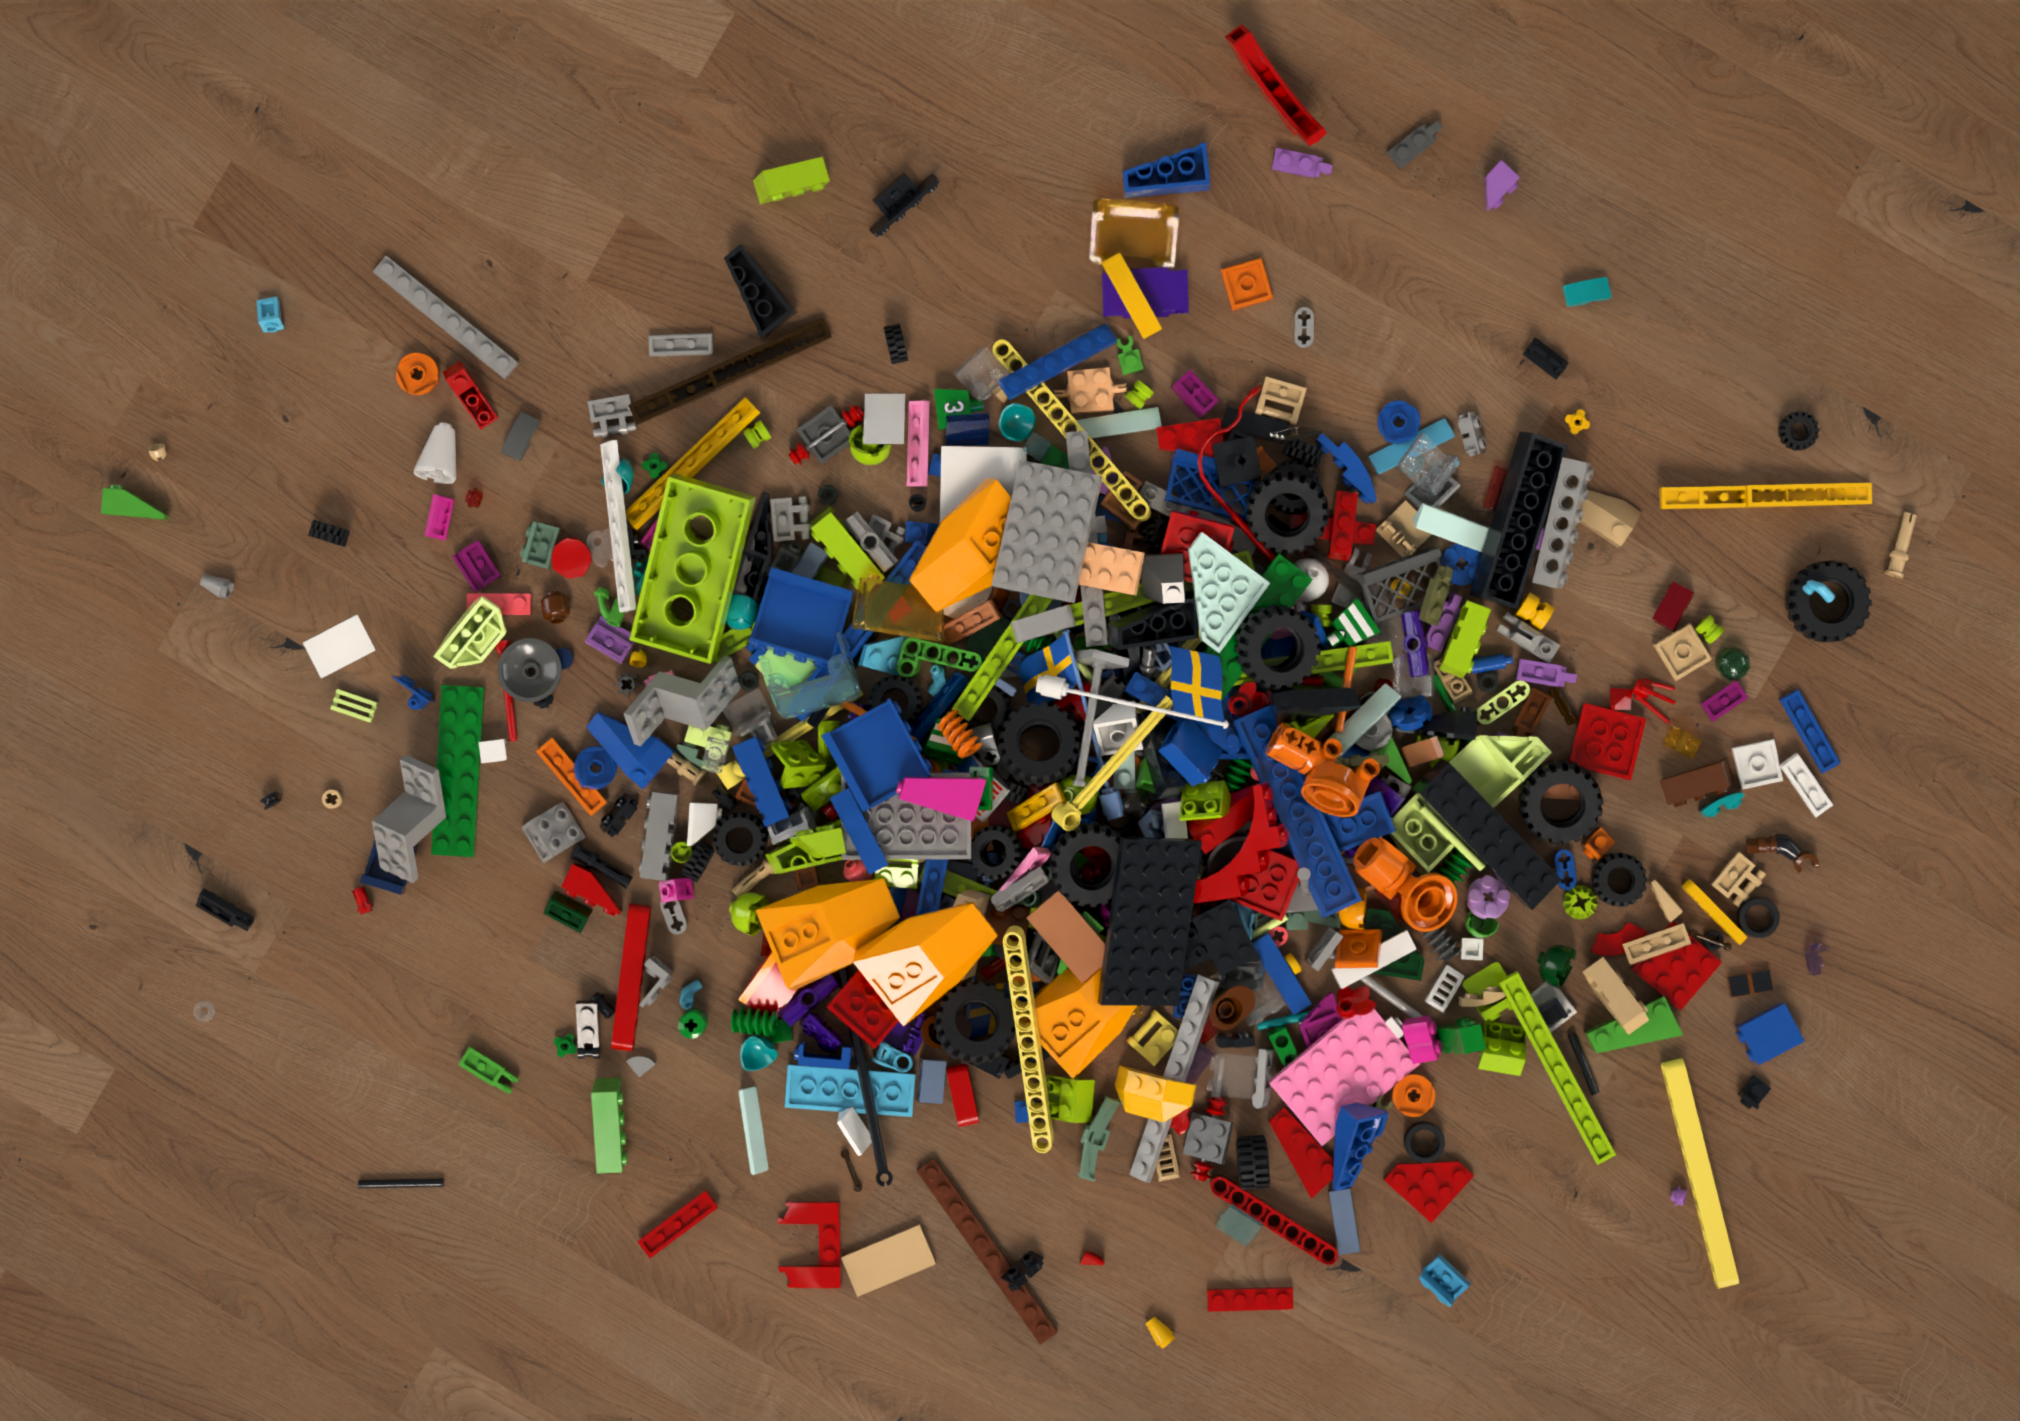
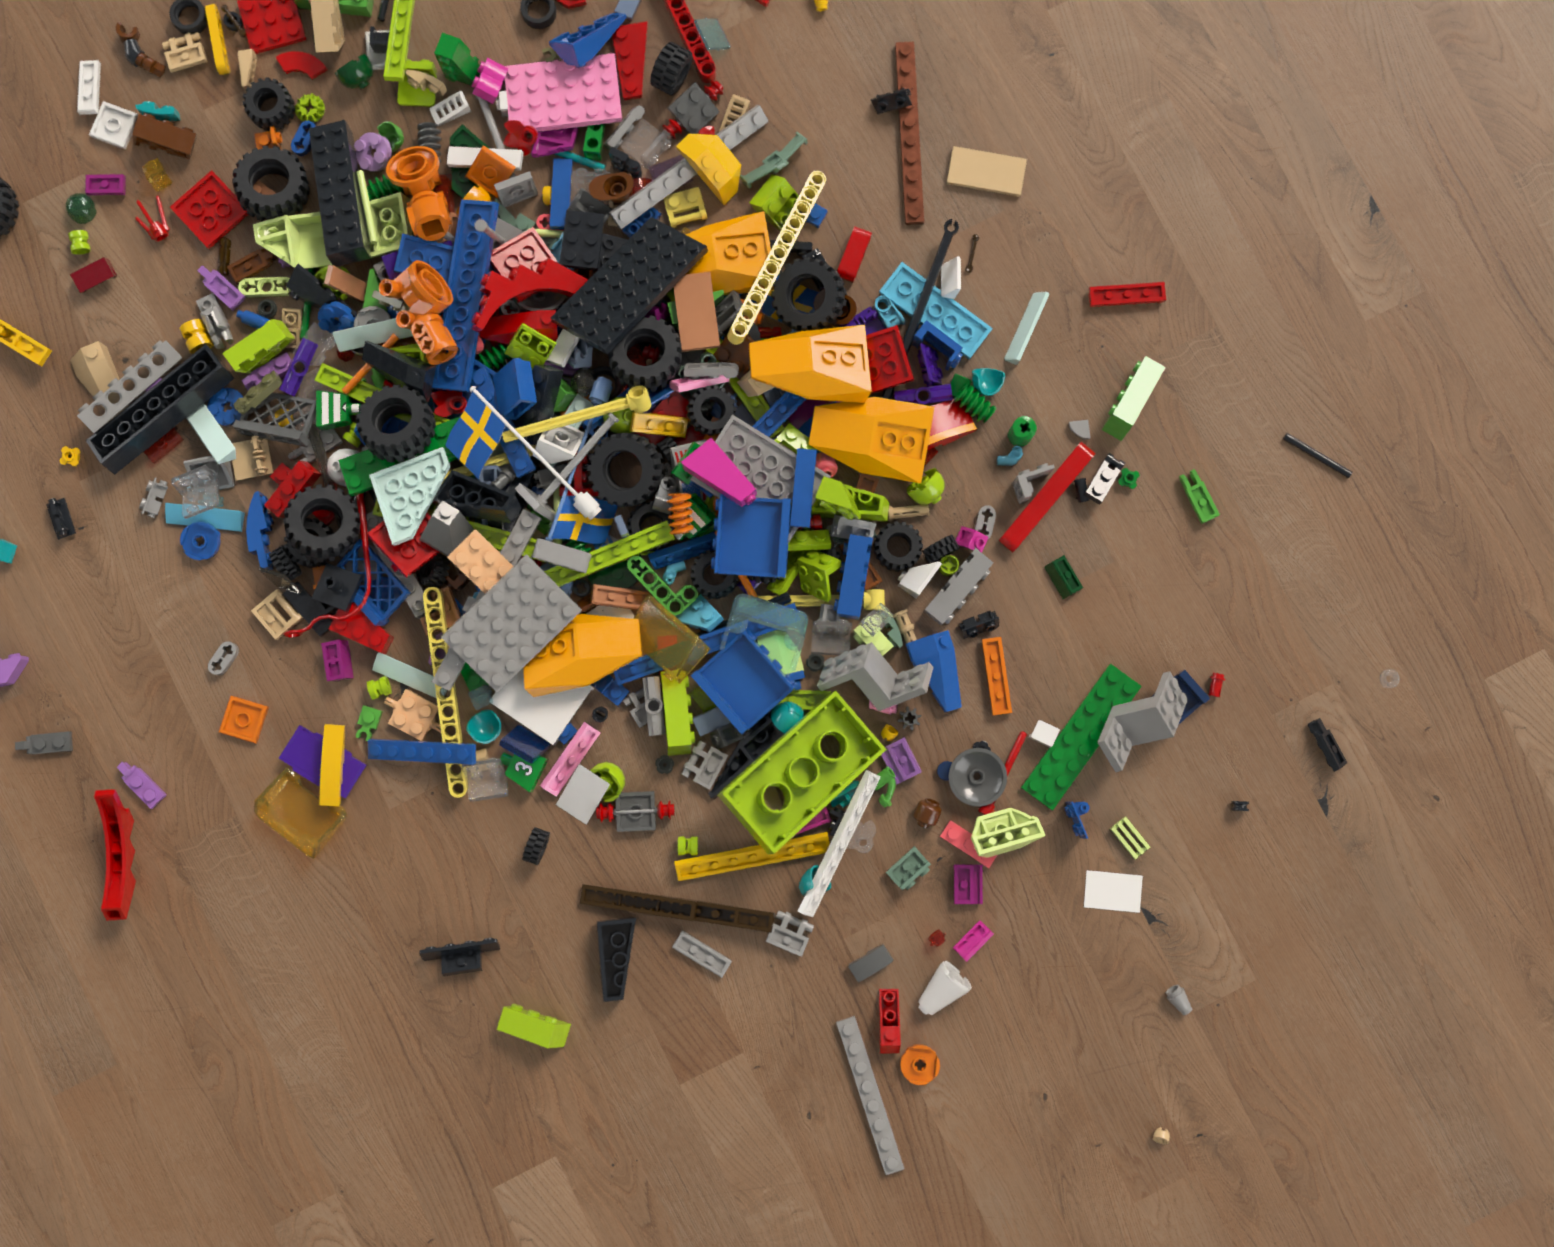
camera: 150 degrees left, 5 degrees down
(125, 503) = (1211, 1111): bright green slope -> none
(269, 314) = (1006, 1187): medium azure bracket -> none
(329, 533) = (1067, 984): black tyre -> none
(331, 805) = (1194, 772): tan bush -> none
(553, 832) = (1037, 643): light grey bracket -> none
(571, 558) = (891, 843): red hat -> none
(587, 885) = (1036, 585): red slope -> none
(588, 778) = (985, 668): blue plate -> none
(592, 860) = (1020, 602): black pin -> none
(654, 459) = (783, 868): green plate -> none
(724, 798) = (890, 585): black pin -> none
(827, 1217) = (1012, 230): red wedge -> none
(931, 1081) = (870, 279): sand blue hinge -> none
(1091, 1259) = (836, 79): red slope -> none
(1169, 175) = (241, 839): blue wedge -> none
(1403, 1101) = (523, 37): orange plate -> none
(1471, 948) = (409, 124): white plate -> none
(1504, 1048) = (429, 33): lime slope -> none
(1620, 699) = (180, 235): red slope -> none
(1656, 944) = (272, 39): tan plate -> none
(1682, 652) = (111, 239): tan plate -> none
(1809, 731) = (60, 124): blue tile -> none

